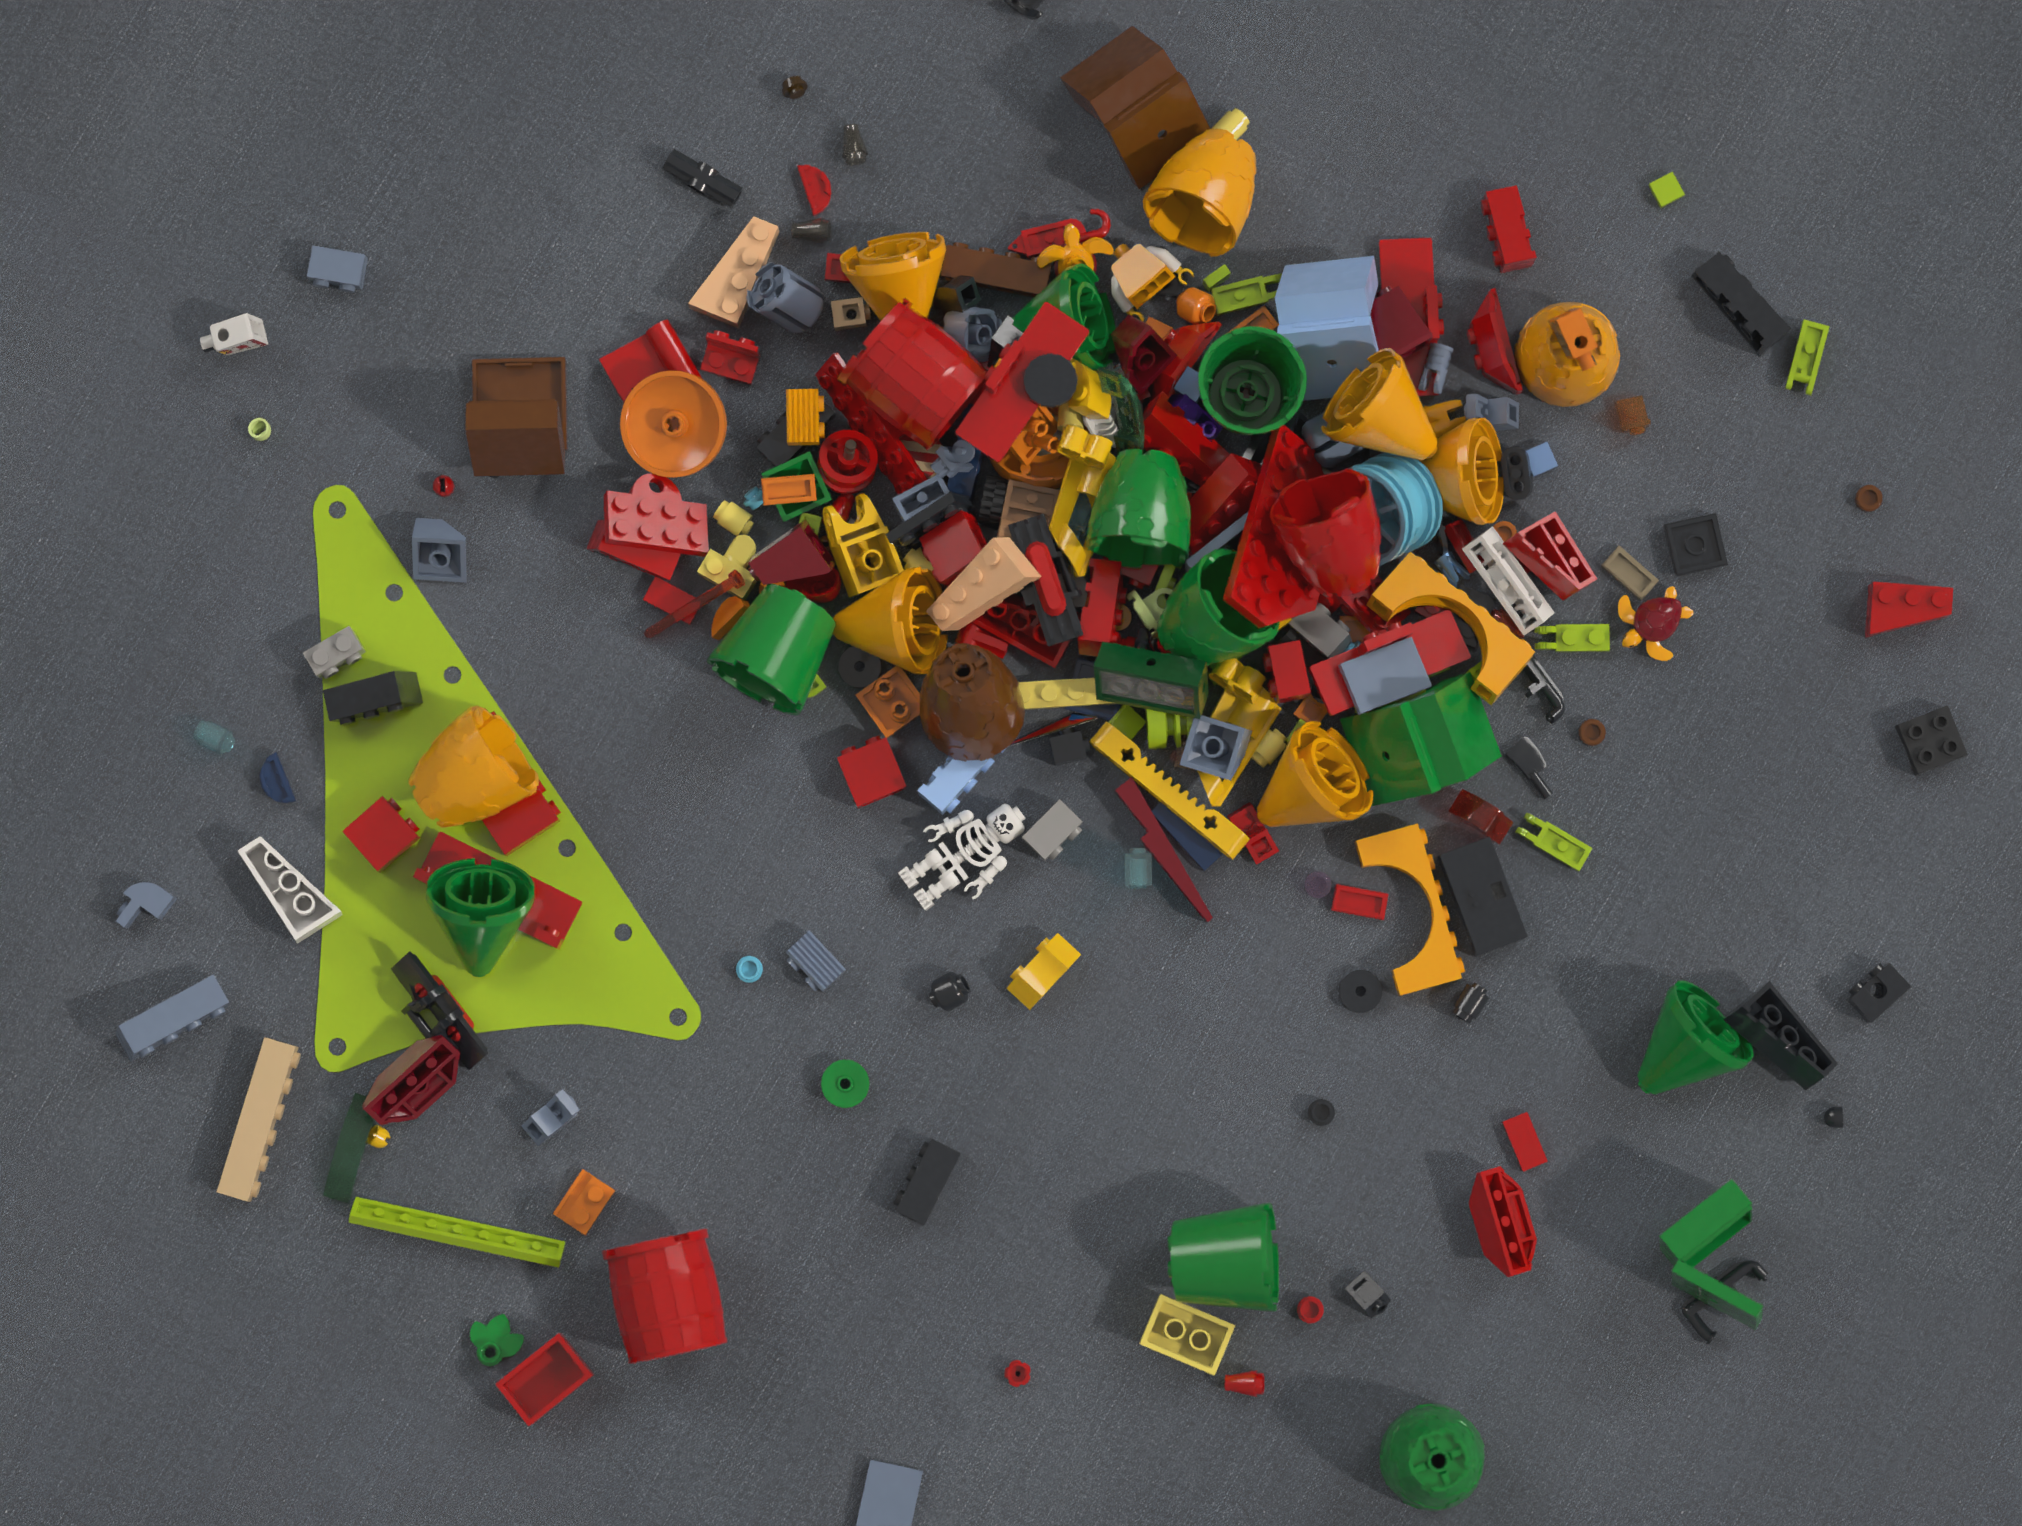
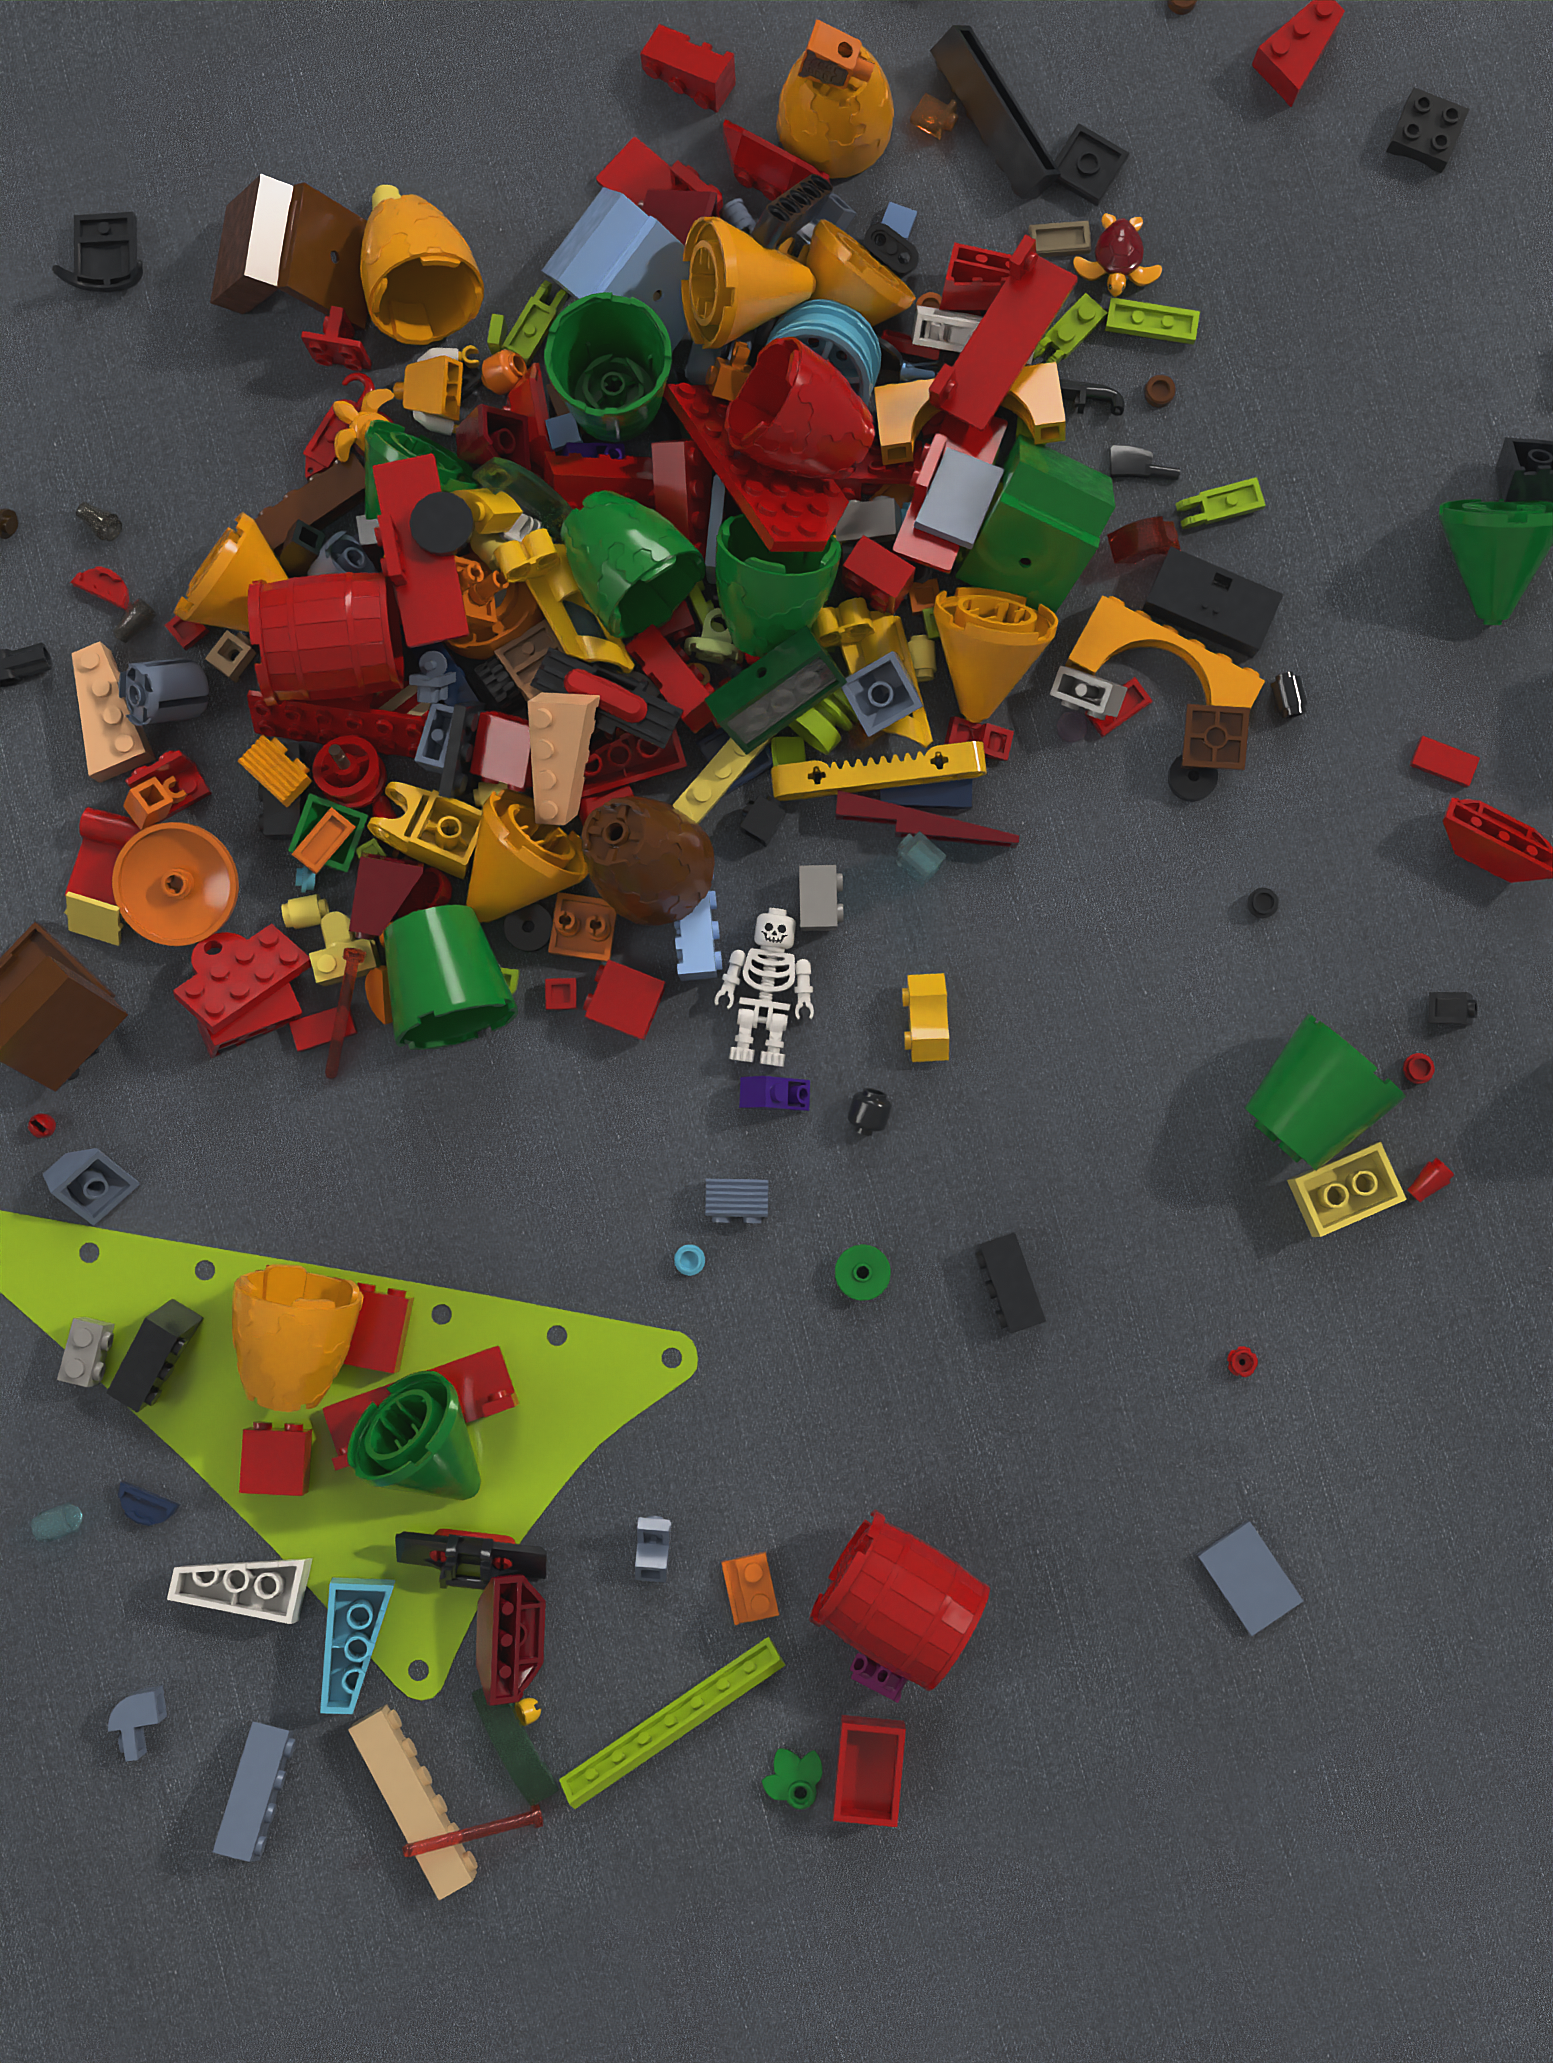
camera: 40 degrees left, 0 degrees up
(318, 1202) = (533, 1817): none -> clear red bar
(326, 981) = (352, 1629): none -> medium azure wedge
(602, 392) = (93, 918): none -> light yellow piece
(607, 1329) = (877, 1677): none -> magenta hips
(709, 358) = (151, 801): none -> orange brick
(837, 728) = (561, 994): none -> red plate
(903, 921) = (774, 1093): none -> dark purple slope
(1063, 723) = (740, 800): sticker -> none
(1117, 180) = (337, 343): none -> red bracket
(1324, 457) = (727, 375): none -> orange brick
(1346, 873) = (1088, 691): none -> light grey brick
(1393, 981) = (1215, 737): none -> reddish brown piece
(1463, 398) = (792, 211): none -> black beam
(1515, 605) = (1003, 338): none -> red bracket
(1631, 684) = (1152, 321): none -> lime plate
(1669, 453) = (995, 112): none -> black brick

